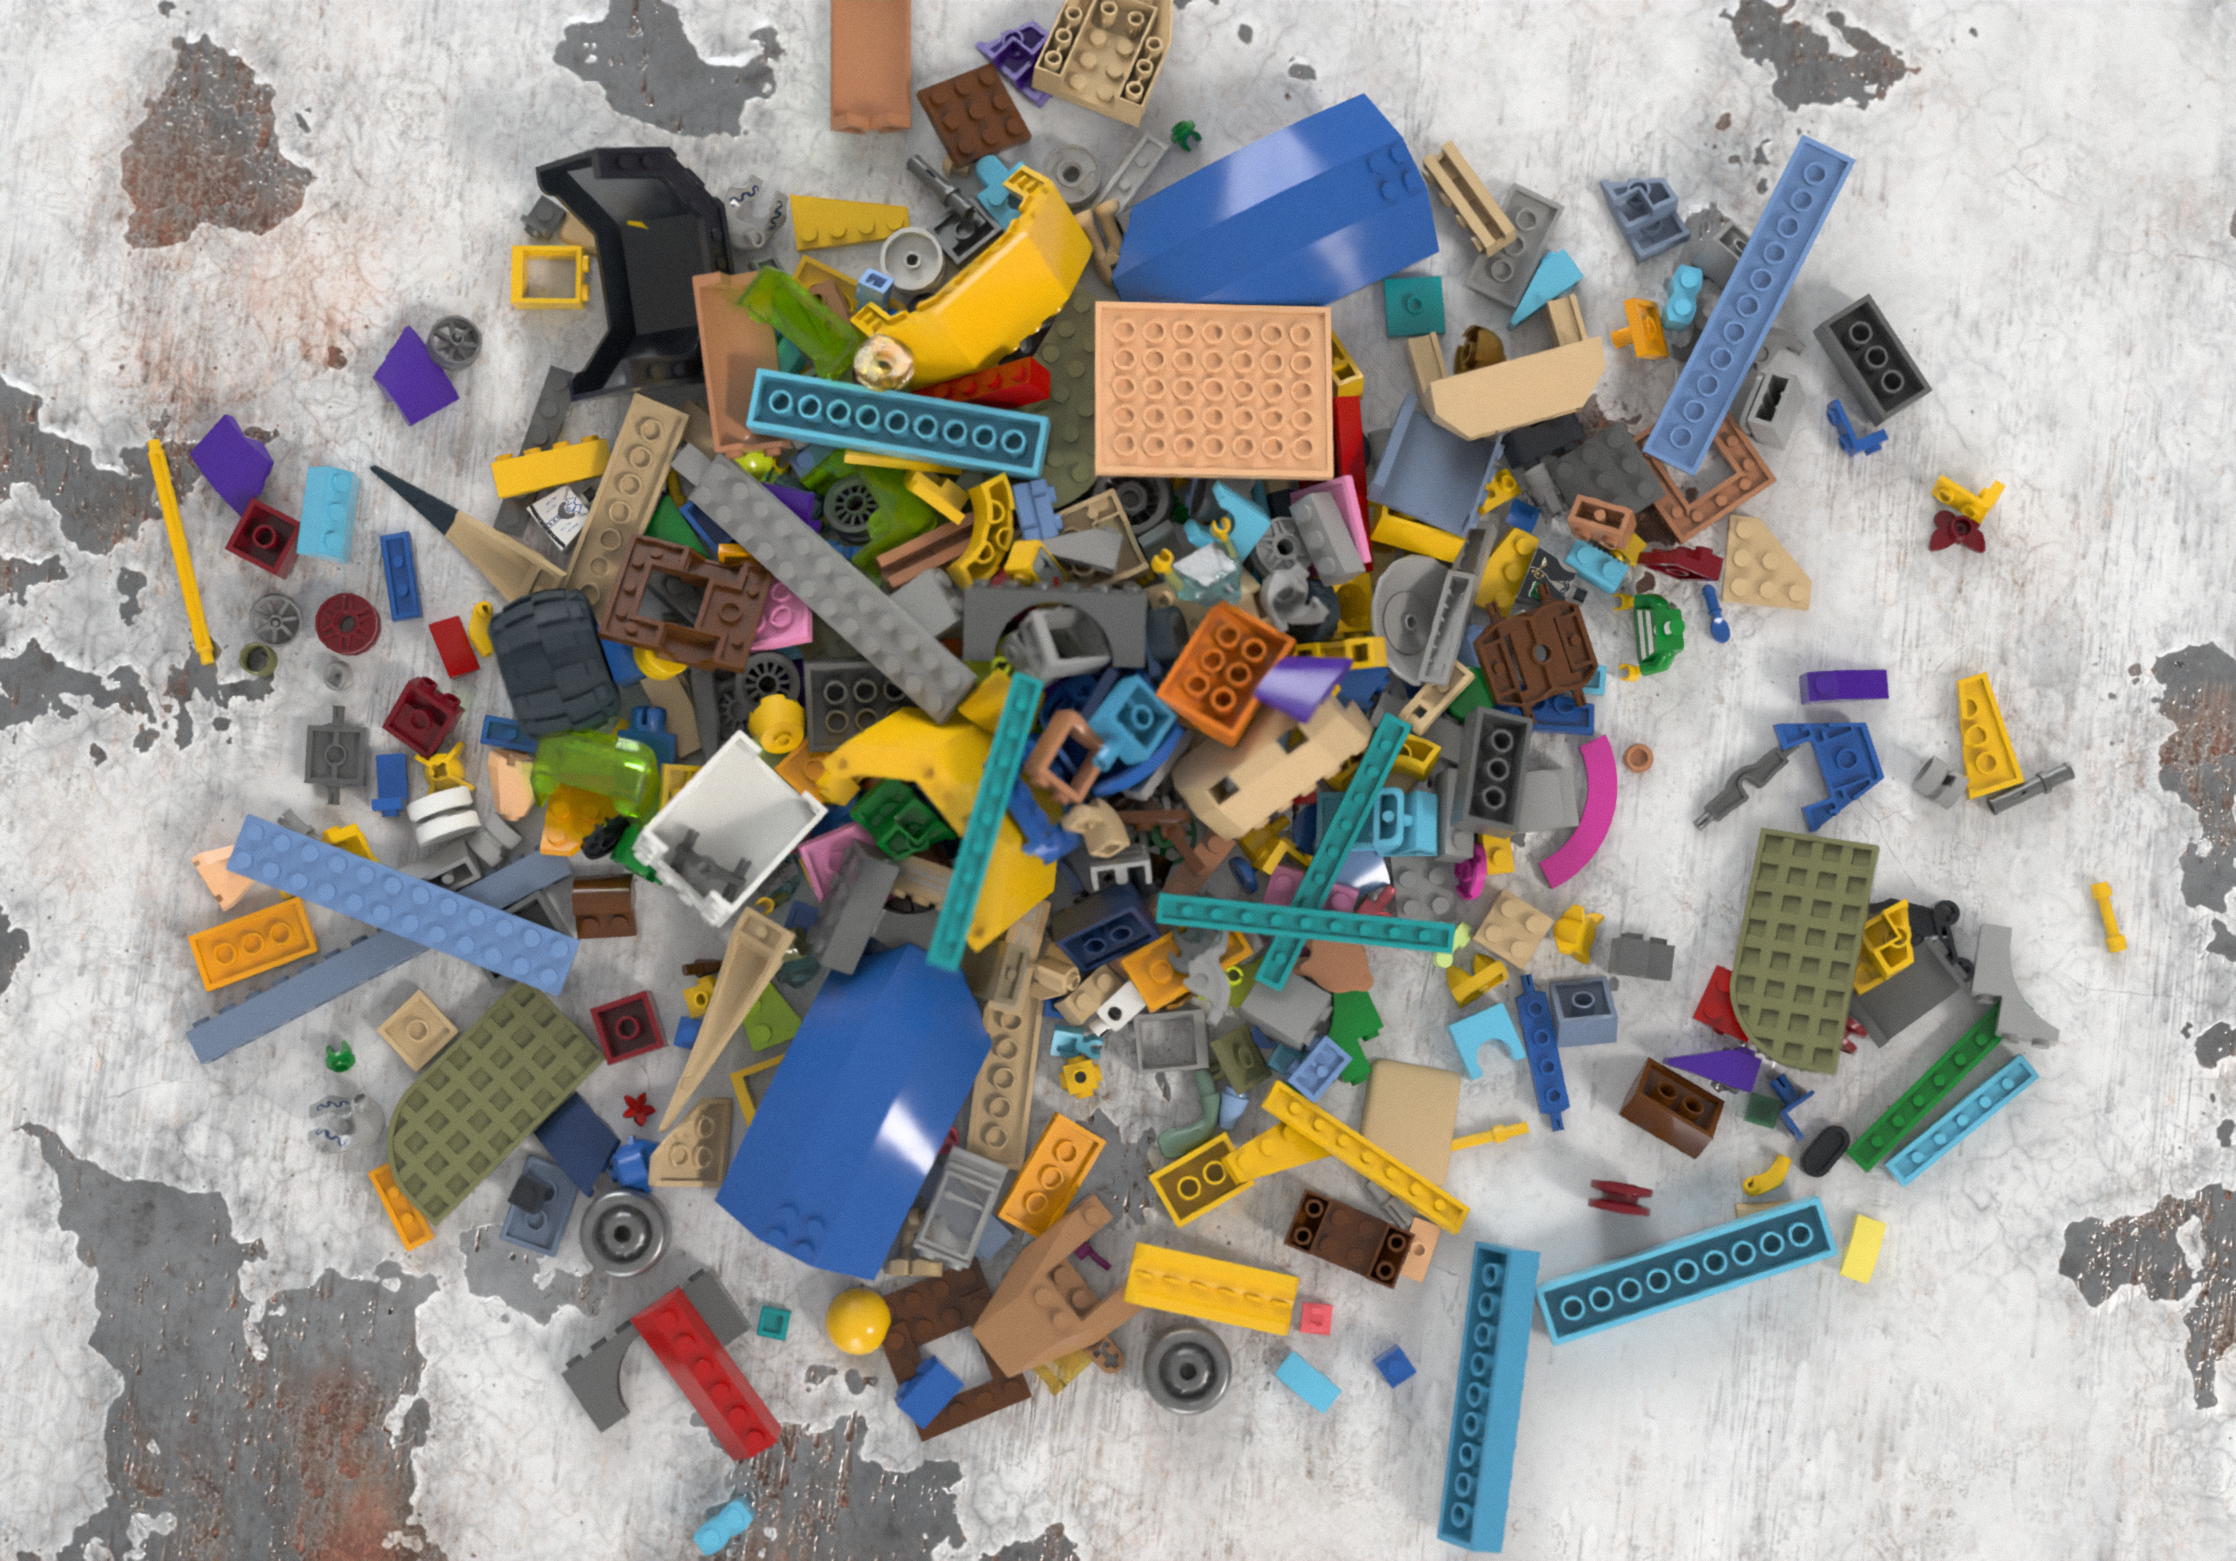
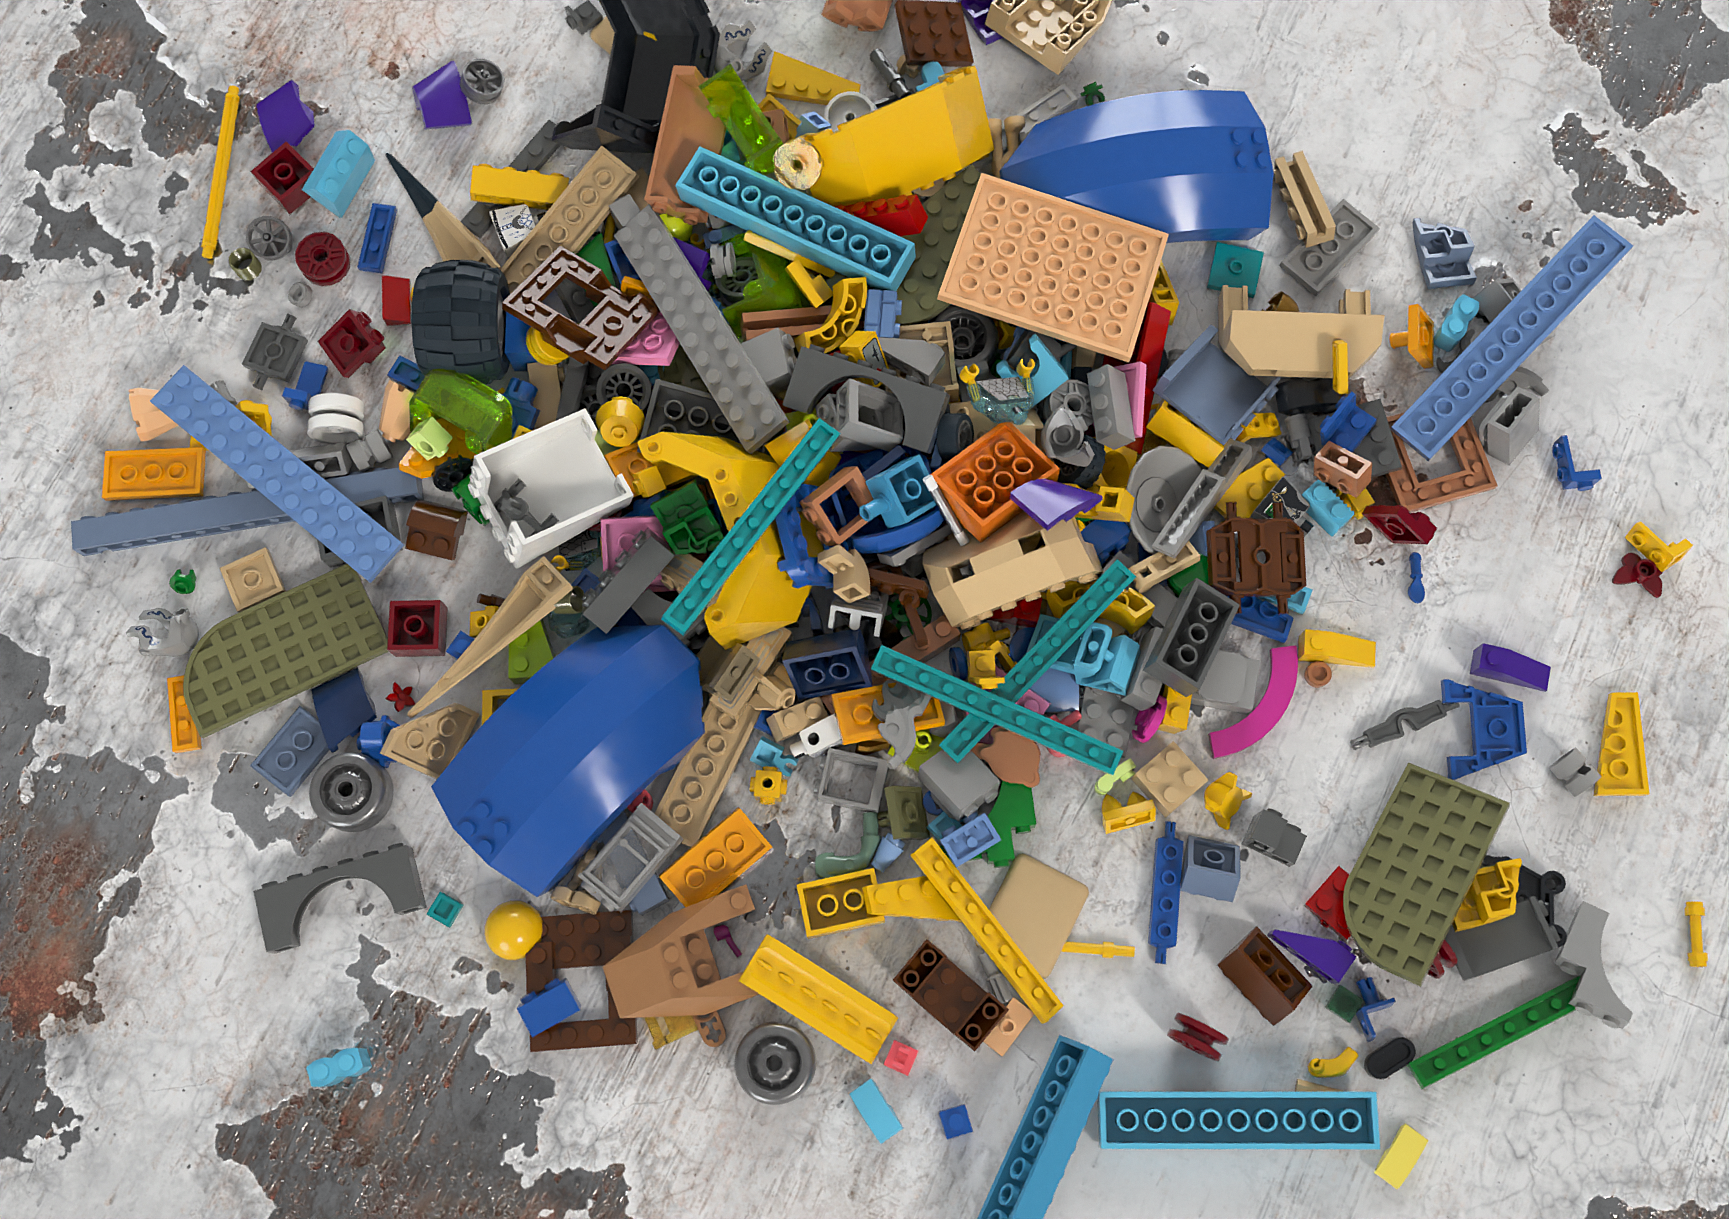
camera: 25 degrees right, 10 degrees down
(445, 770) = (355, 385): yellow piece -> none
(520, 269) = (560, 35): yellow window -> none
(530, 1193) = (286, 734): black brick -> none
(566, 810) = (430, 439): none -> yellowish green brick
(707, 1375) = (372, 932): red slope -> none
(828, 493) = (723, 260): none -> light grey wheel
(1075, 160) = (1003, 88): light grey wheel -> none
(1184, 724) = (946, 510): none -> flat silver bar
(1276, 882) = (982, 669): none -> yellow bracket
(1475, 1029) = (1120, 851): medium azure piece -> none
(1552, 280) = (1355, 275): medium azure slope -> none
(1567, 408) = (1340, 366): none -> yellow tile
(1594, 468) = (1347, 425): none -> blue bracket
(1650, 725) = (1335, 648): none -> yellow slope
(1657, 632) = (1363, 575): green torso -> none
(1760, 568) = (1464, 554): tan plate -> none
(1872, 360) = (1603, 415): dark grey brick -> none
(1961, 1120) = (1520, 1069): medium azure plate -> none
(2039, 784) = (1663, 801): dark grey pin -> none

